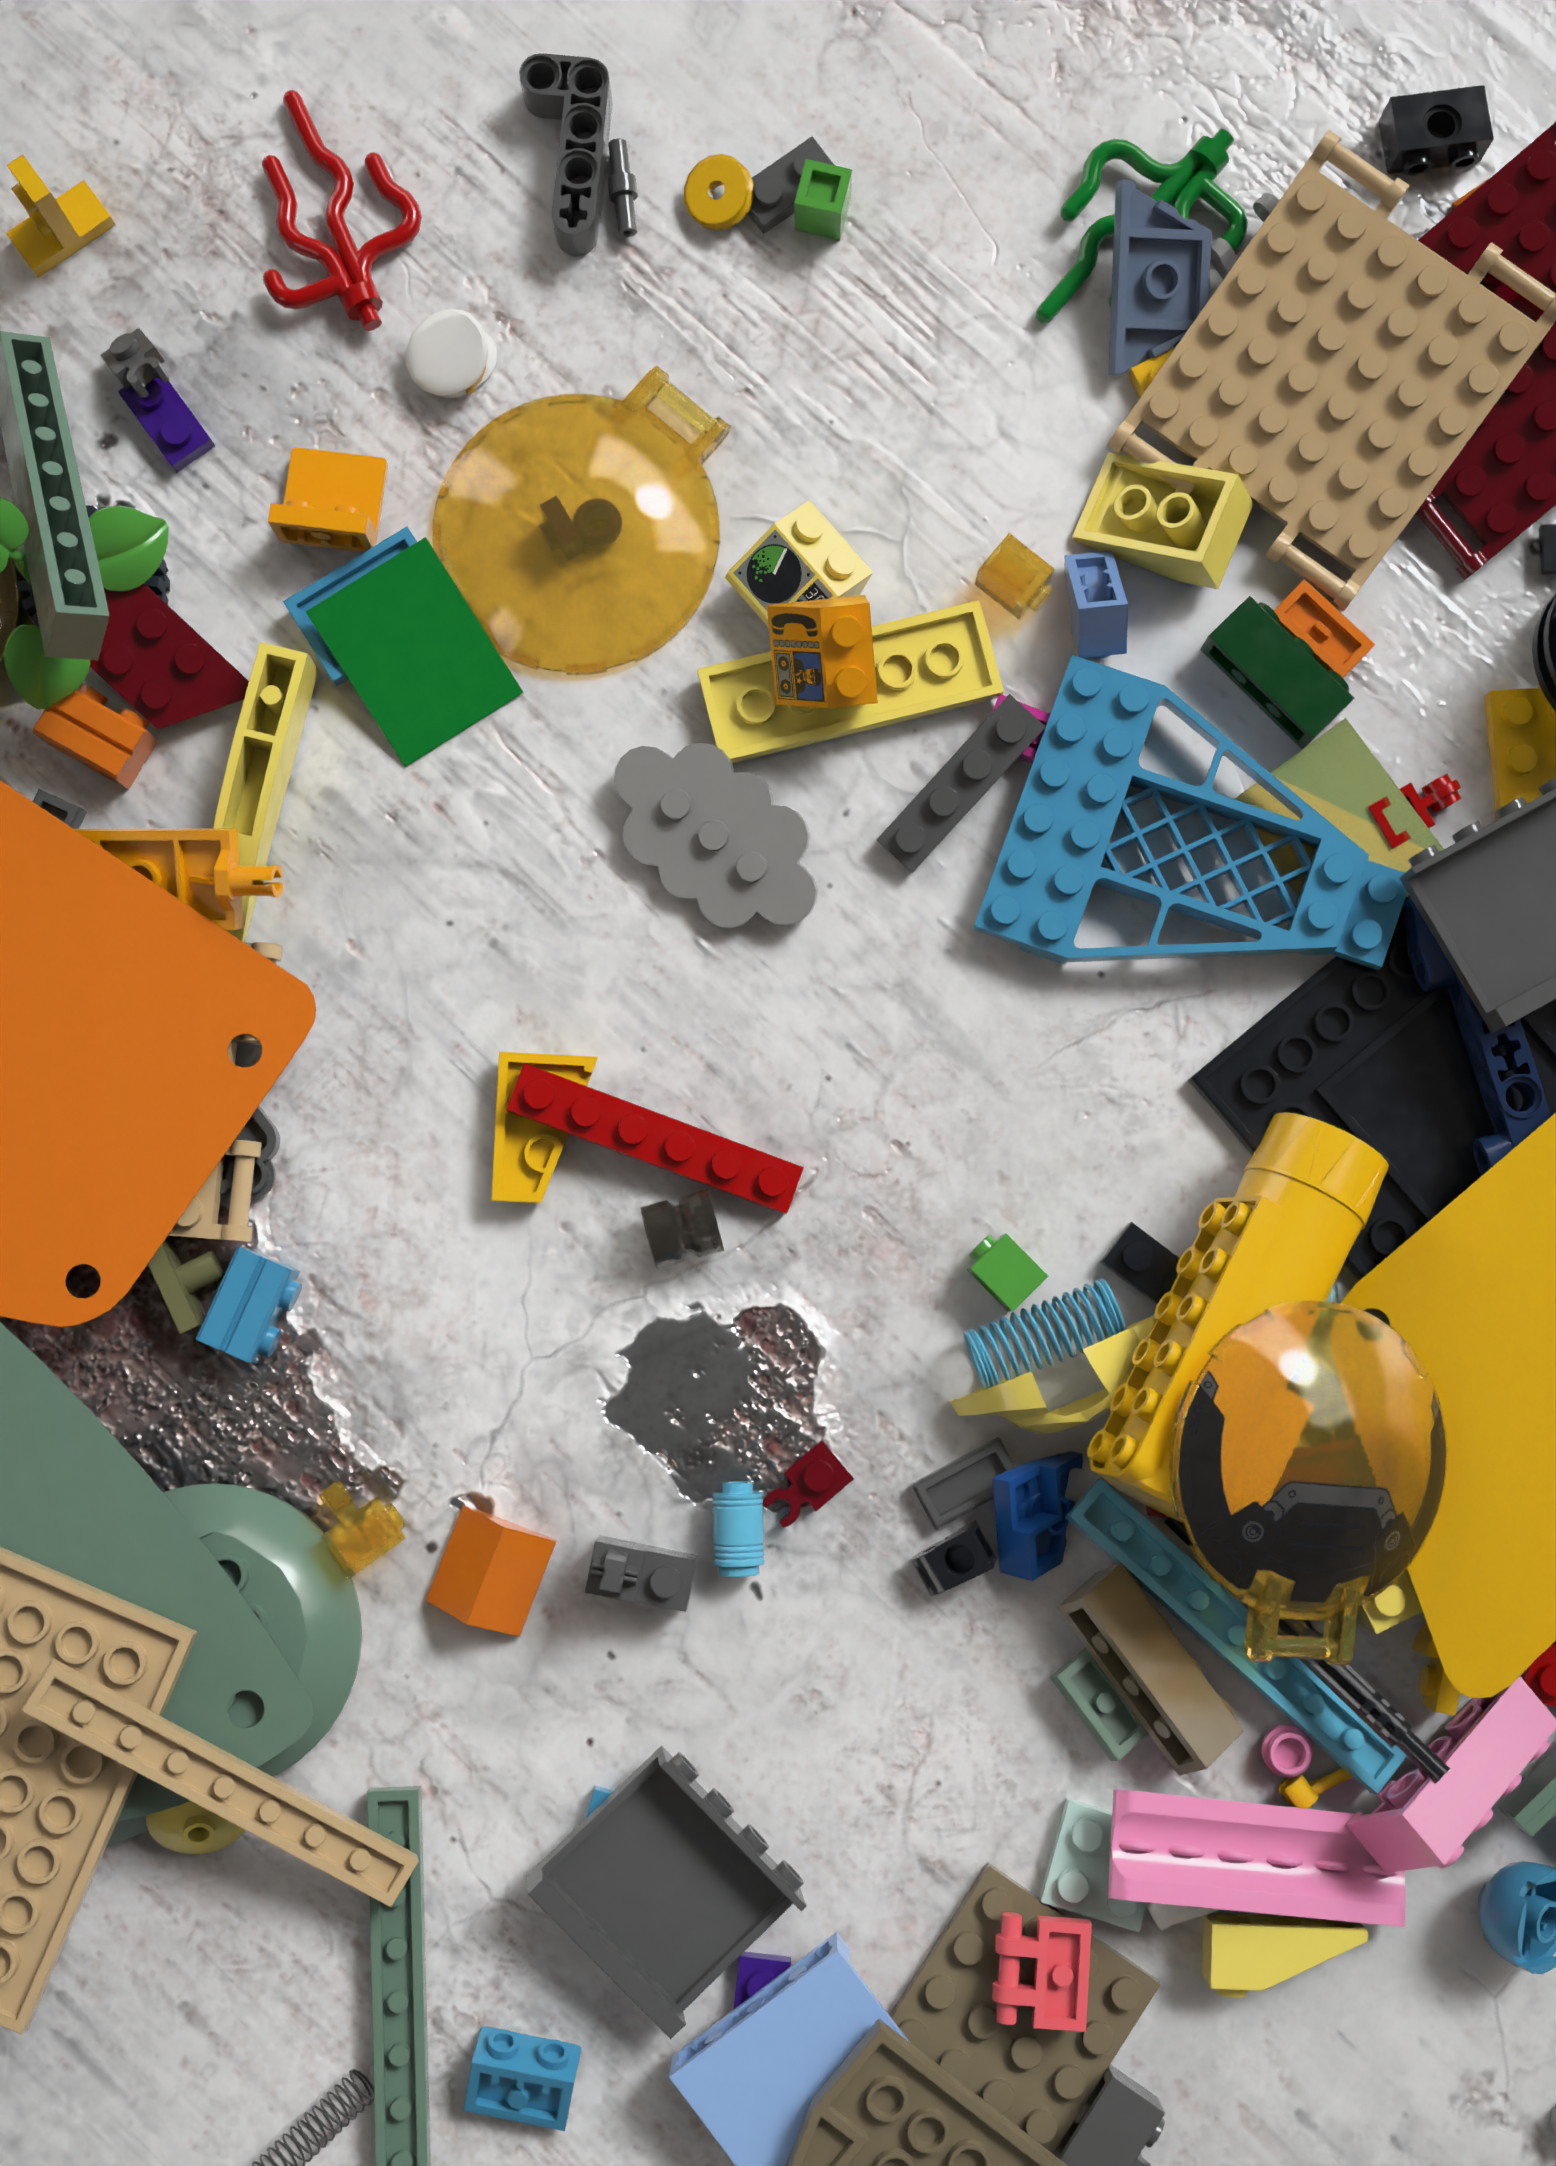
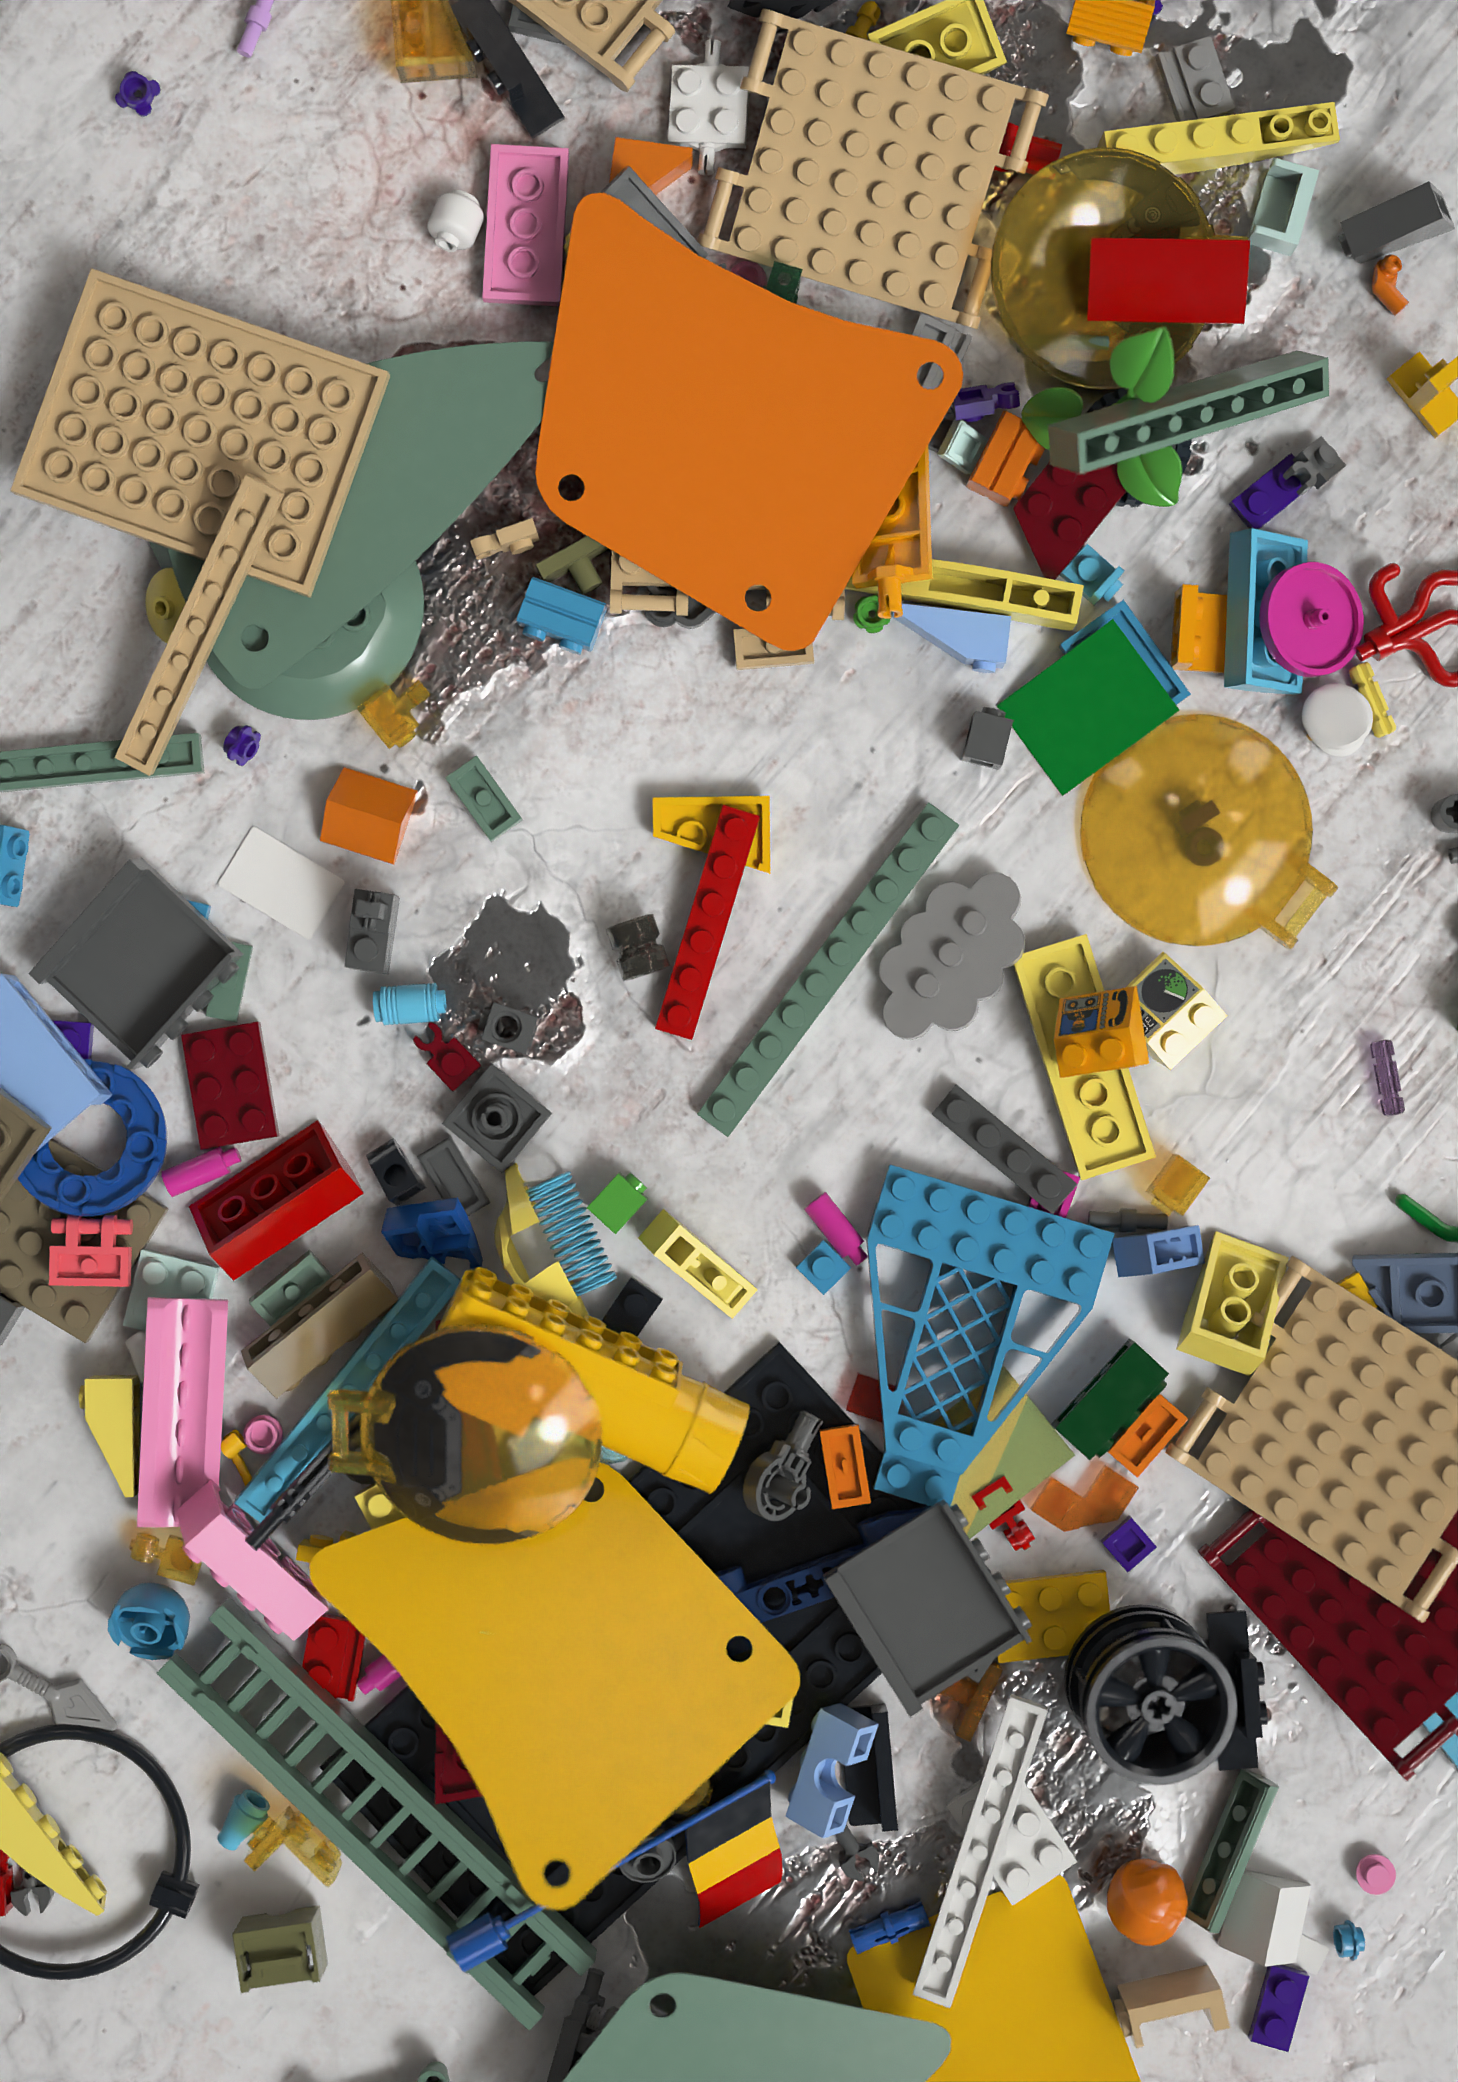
camera: 80 degrees right, 5 degrees up
(20, 762) = (977, 401): none -> dark purple plate
(76, 788) = (962, 446): none -> light aqua tile
(144, 1362) = (515, 537): none -> tan plate
(241, 638) = (1095, 573): none -> medium azure bracket
(286, 923) = (862, 619): none -> bright green plate
(312, 432) = (1253, 563): none -> medium azure slope
(312, 800) = (965, 635): none -> light blue slope
(316, 1059) = (756, 653): none -> tan plate
(324, 376) = (1311, 619): none -> dark pink piece
(386, 1734) = (241, 744): none -> dark purple plate
(400, 323) = (1362, 676): none -> light yellow axle
(445, 777) = (987, 738): none -> dark grey brick
(478, 1418) = (484, 798): none -> sand green plate
(571, 1690) = (281, 883): none -> white sticker
(715, 1767) = (229, 996): none -> sand green piece
(724, 993) = (828, 969): none -> sand green plate
(796, 1388) = (521, 1040): none -> dark grey brick
(831, 1772) = (230, 1085): none -> dark red plate
(891, 1422) = (497, 1118): none -> dark grey plate
(893, 322) = (1387, 1077): none -> clear purple axle
(940, 1818) = (199, 1170): none -> dark pink cylinder
(947, 1916) = (129, 1175): none -> blue plate
(985, 1720) = (275, 1200): none -> red slope
(1050, 998) = (836, 1228): none -> dark pink cylinder
(1055, 640) = (1127, 1220): none -> dark grey bar
(1087, 1176) = (697, 1263): none -> light yellow slope
(1098, 1018) = (823, 1267): none -> dark azure plate
(1263, 973) = (866, 1397): none -> clear red plate
(1352, 1001) = (845, 1466): none -> orange plate
(1362, 1079) = (782, 1473): none -> dark grey pin
(1404, 693) = (1101, 1504): none -> clear orange tile
(1455, 661) = (1128, 1543): none -> dark purple plate
(1456, 1881) = (174, 1561): none -> clear yellow plate

